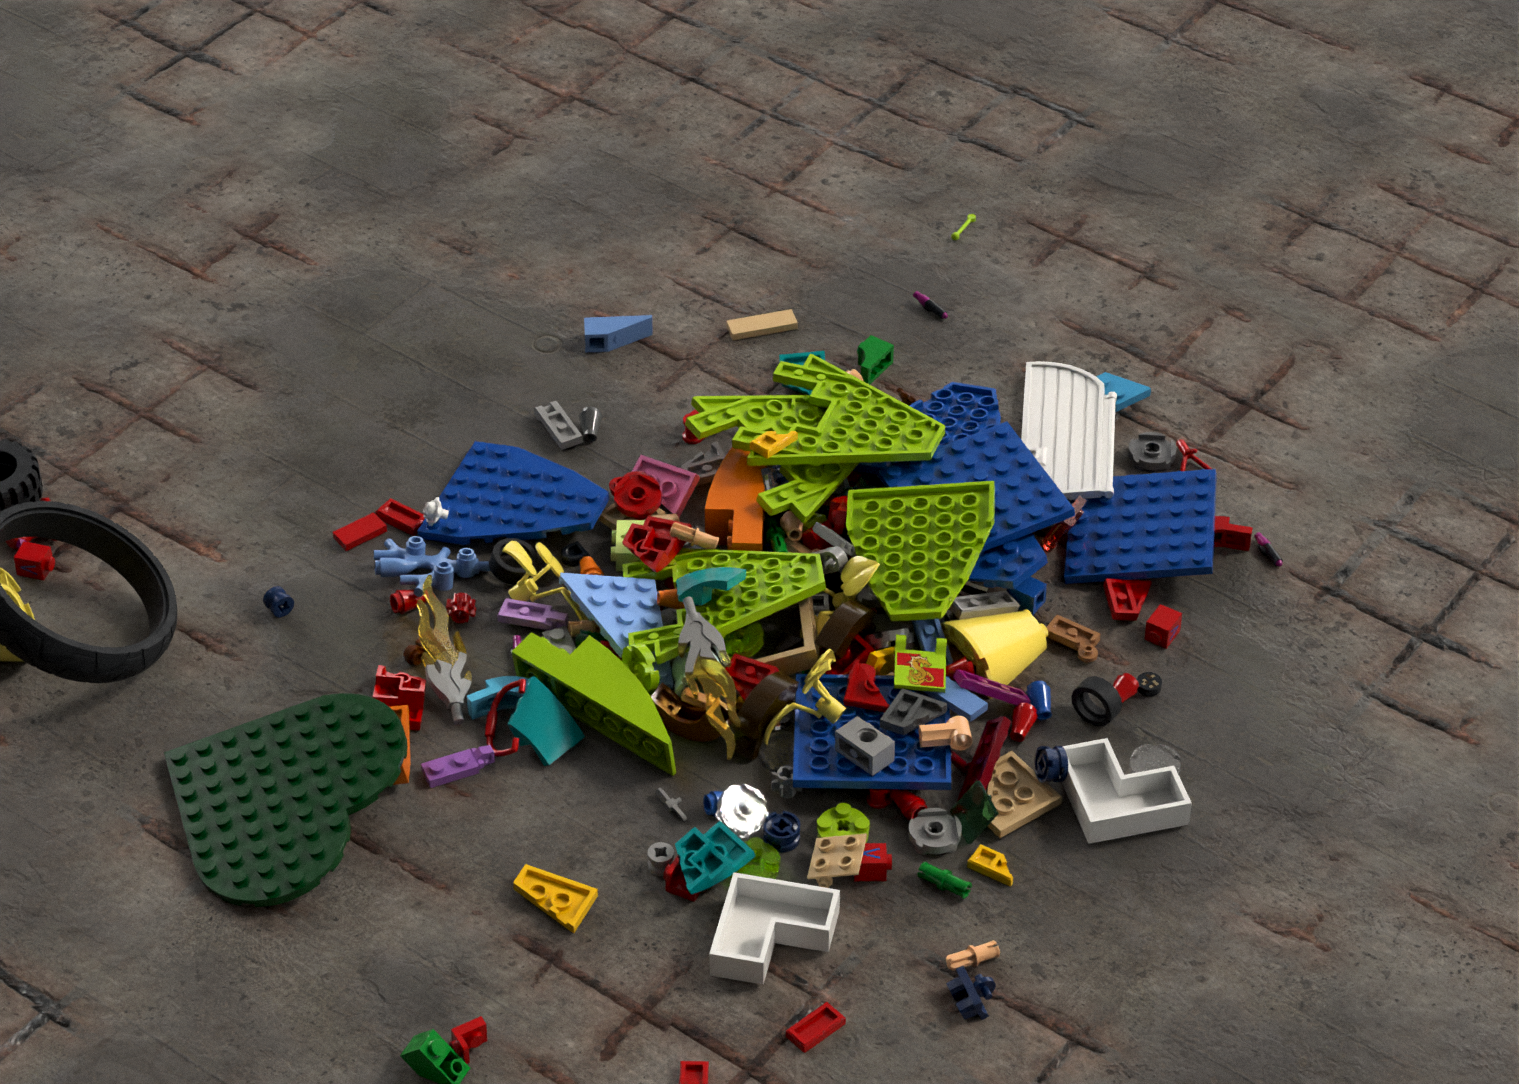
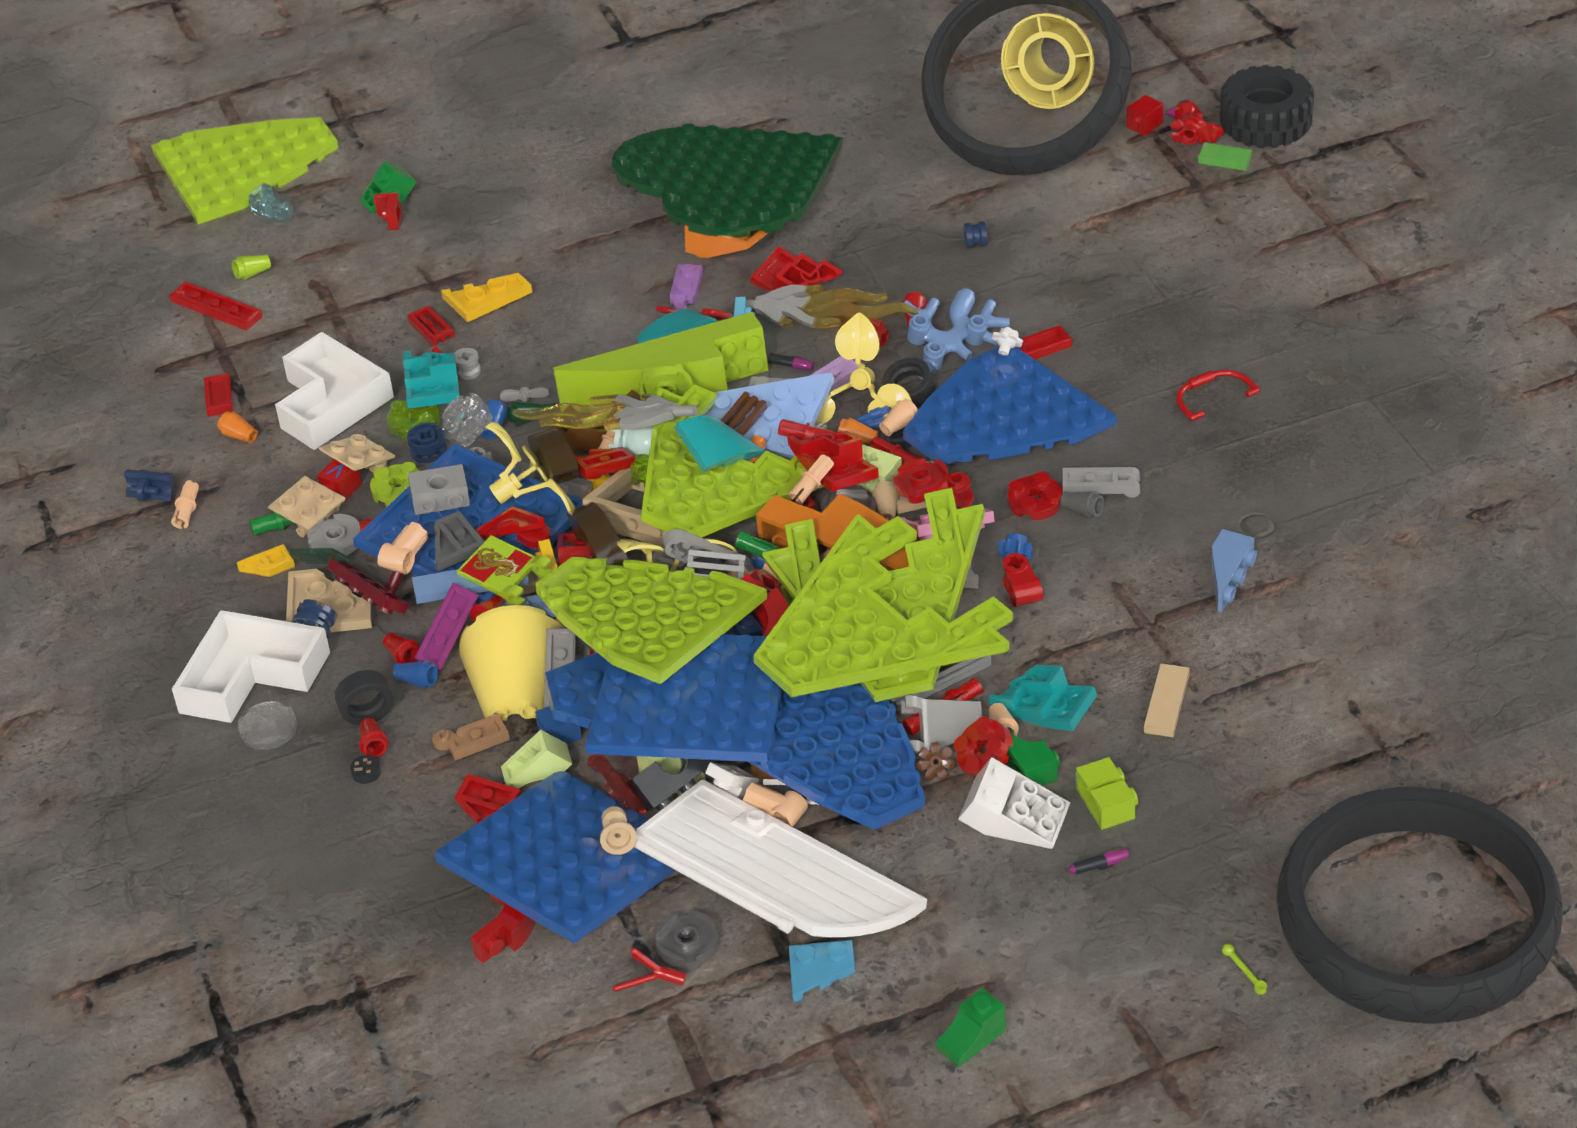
camera: 125 degrees right, 0 degrees up
(70, 492) = (1225, 156): none -> bright green tile
(359, 531) = (1040, 311): red tile -> none
(401, 419) = (1208, 377): none -> red piece
(563, 564) = (874, 416): none -> blue piece
(564, 545) = (898, 417): none -> light nougat cone
(594, 444) = (1041, 485): none -> red plate
(601, 541) = (896, 450): none -> red axle
(628, 924) = (427, 329): none -> red tile
(635, 568) = (800, 431): none -> red axle
(644, 612) = (740, 409): none -> reddish brown tile
(671, 434) = (1014, 544): none -> blue gear
(696, 785) = (525, 407): none -> dark green cone
(771, 443) = (862, 535): yellow tile -> none
(854, 978) = (236, 427): none -> orange cone
(867, 213) = (1413, 997): none -> black tyre
(874, 316) = (1106, 793): none -> lime piece
(890, 366) = (974, 737): none -> red plate
(919, 858) = (307, 504): none -> tan hinge
(920, 353) = (1013, 807): none -> white slope
(1073, 584) = (536, 760): none -> yellowish green arch
(1108, 306) = (974, 1027): none -> green arch
(1118, 487) = (617, 835): none -> tan piece
(1163, 626) = (421, 809): red brick -> none
(1266, 549) = (459, 967): black piece -> none

